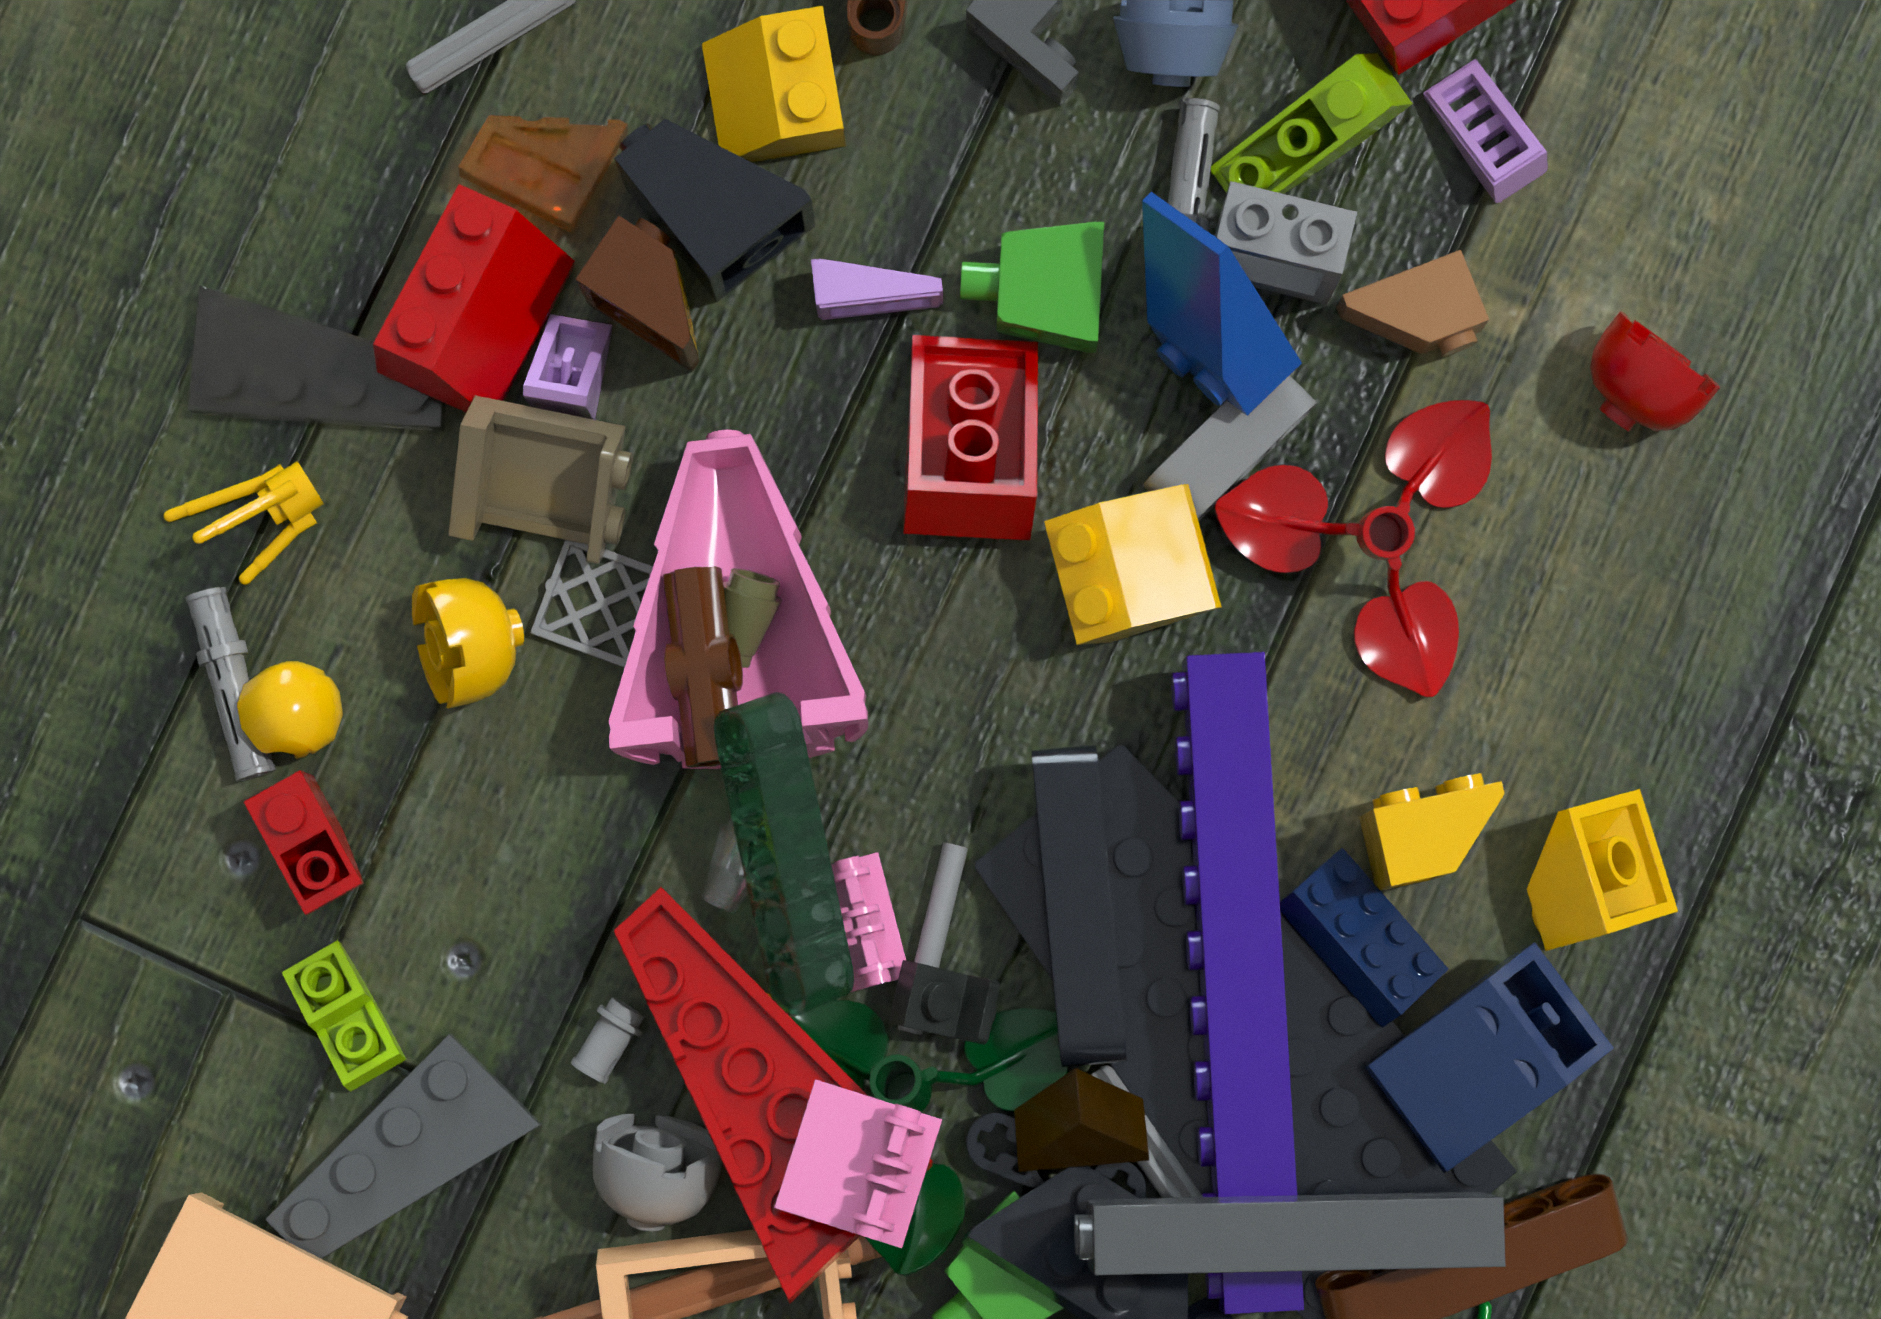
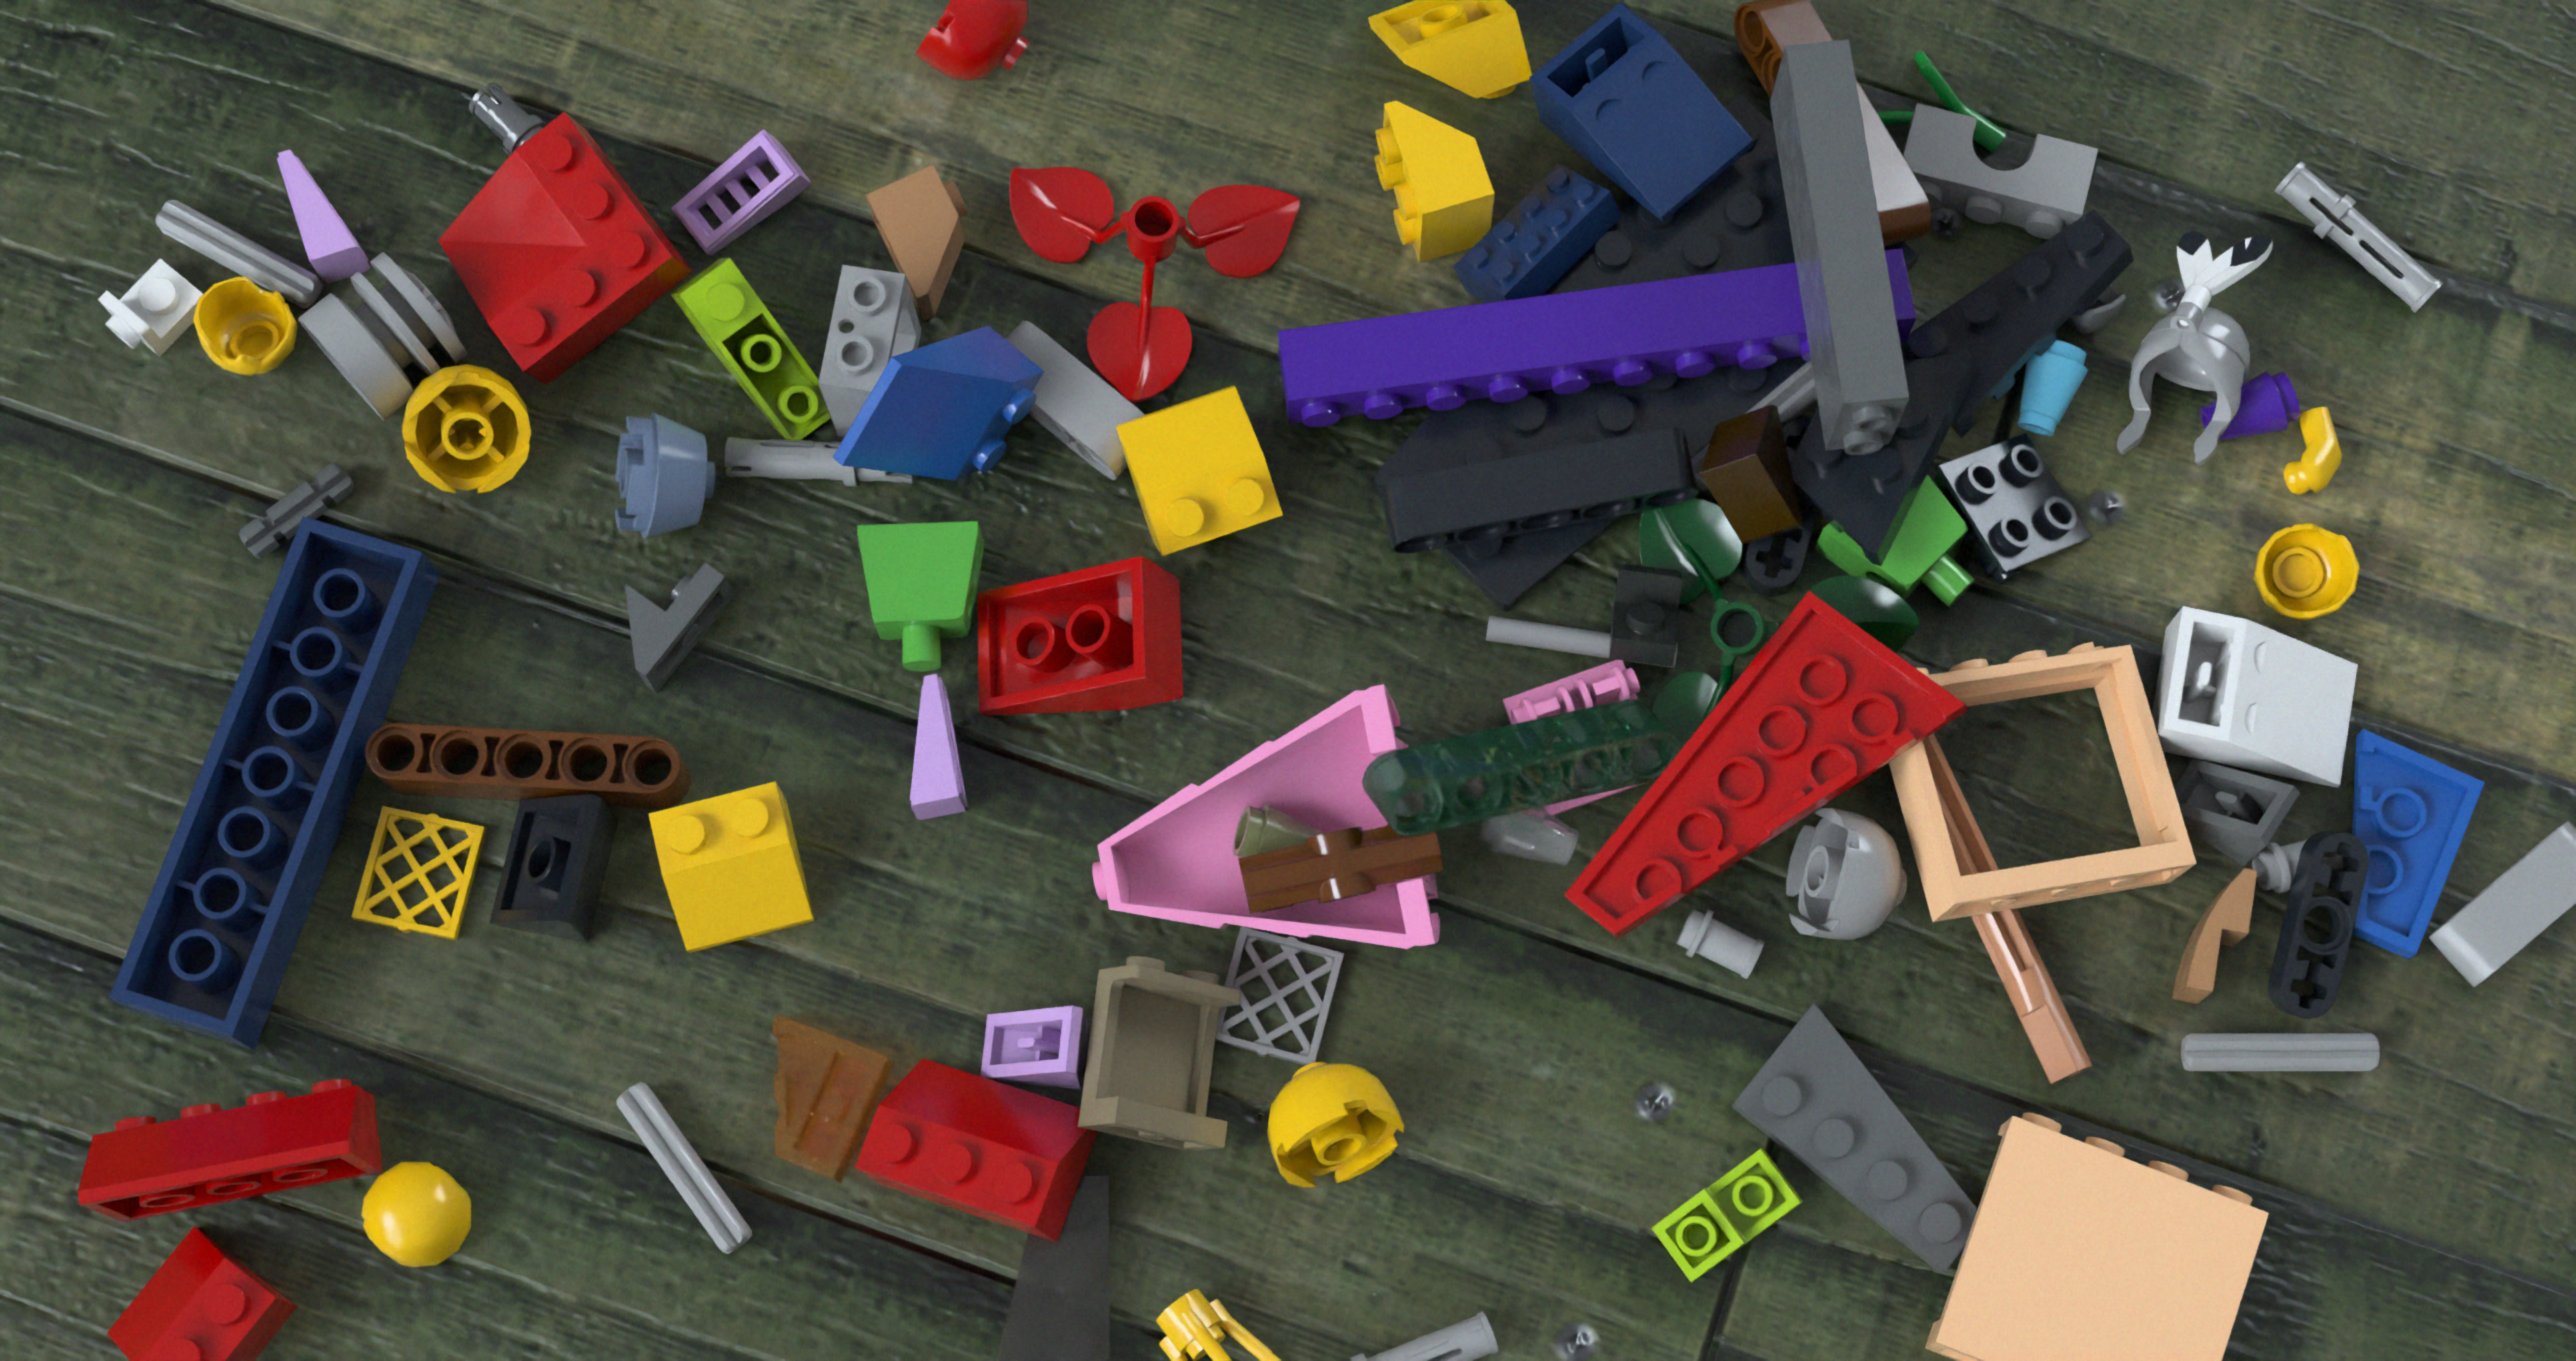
camera: 95 degrees left, 10 degrees down
(290, 709) = (1418, 1298): yellow hair -> none
(305, 840) = (1557, 1262): red slope -> none
(641, 288) = (956, 965): reddish brown slope -> none
(712, 204) = (861, 911): black slope -> none
(858, 1163) = (1824, 652): bright pink hinge -> none

